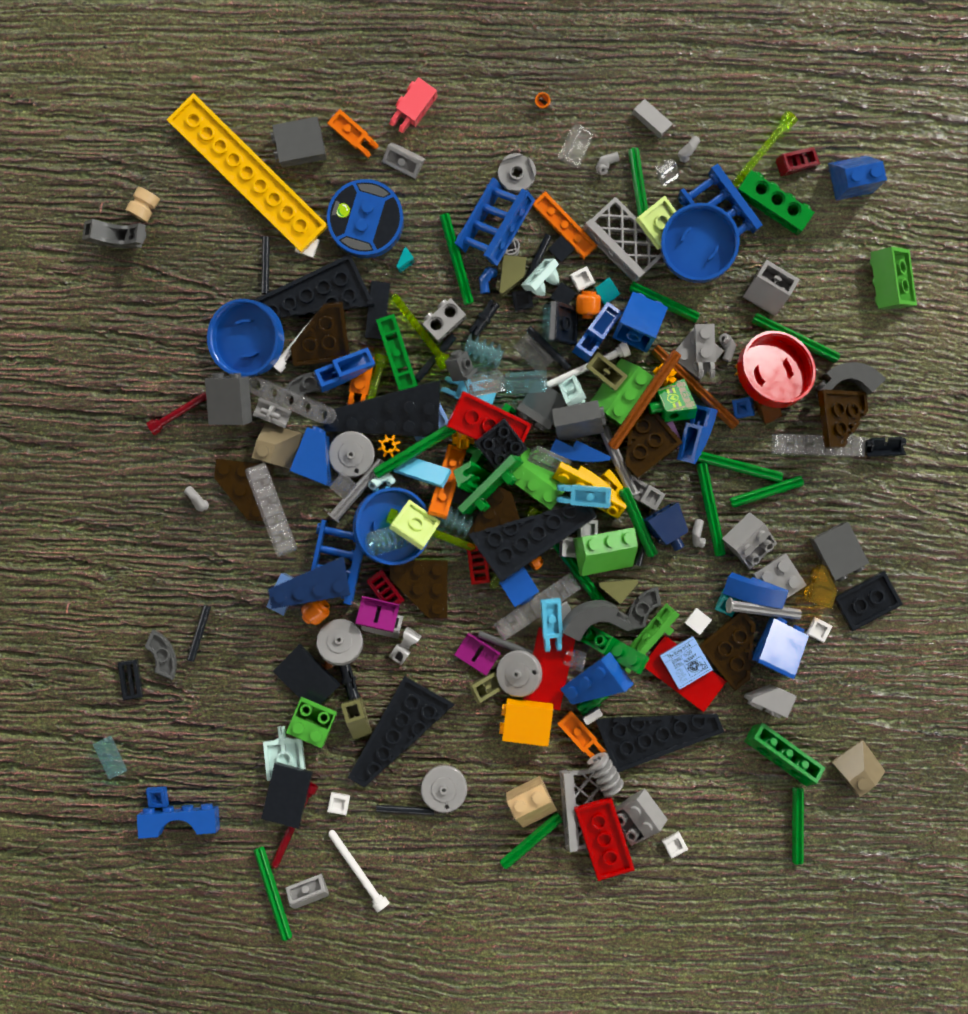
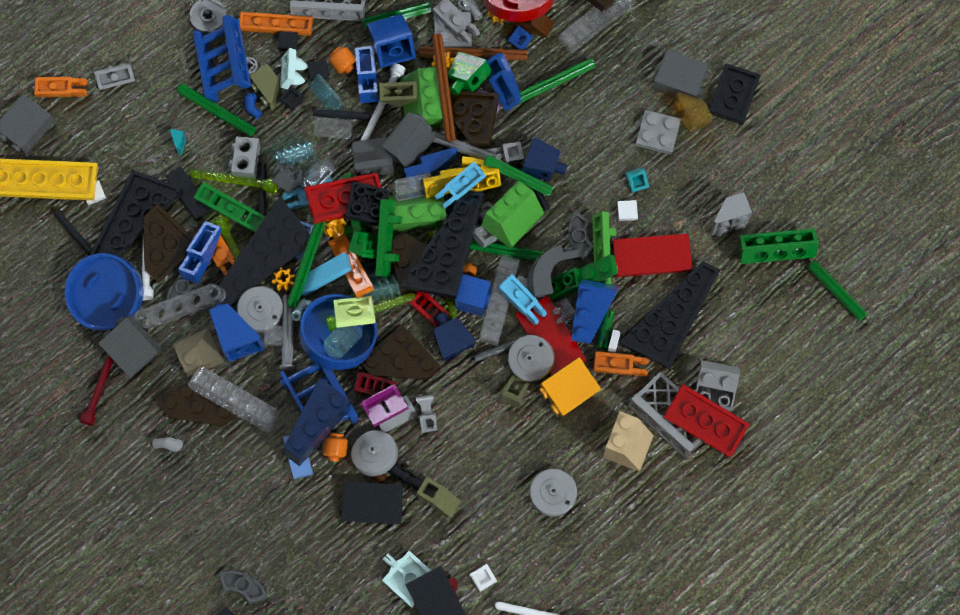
camera: 40 degrees left, 15 degrees down
(199, 633) = (258, 544): black bar -> none
(272, 412) = (172, 328): light grey hips -> none
(311, 722) = (406, 529): bright green slope -> none
(365, 218) = (122, 137): piece -> none
(403, 722) = (476, 469): black wing -> none
(404, 810) = (538, 537): black bar -> none
(414, 104) = (89, 30): coral hinge -> none
(469, 648) = (496, 369): magenta piece -> none
(474, 604) = (452, 337): none -> dark blue torso
(484, 318) = (274, 132): black pin -> none
(526, 382) = (345, 148): clear light blue hinge -> none
(531, 841) = (655, 472): green axle -> none
(539, 255) = (275, 57): black bar -> none
(563, 323) = (336, 86): black tile -> none
(572, 391) = (385, 125): light aqua tile -> none
(582, 279) = (322, 48): white tile -> none
(606, 774) = (660, 370): light grey piece -> none
(607, 291) = (348, 40): teal slope -> none
(618, 589) = (547, 237): olive slope -> none
(674, 844) = (763, 383): white tile -> none
(686, 662) = (645, 244): light blue tile -> none
(696, 534) = (568, 150): light grey arm -> none
(711, 510) = (563, 126): green axle -> none
(732, 649) = (670, 208): dark brown plate -> none
(750, 540) = (611, 122): light grey slope -> none
(752, 608) = (665, 160): light grey axle -> none
(755, 591) = (648, 151): blue slope -> none
(766, 491) = (591, 80): green axle -> none
(781, 647) = (703, 176): slope -> none
(818, 629) = (719, 142): white tile -> none
(859, 768) = (840, 212): dark tan slope -> none

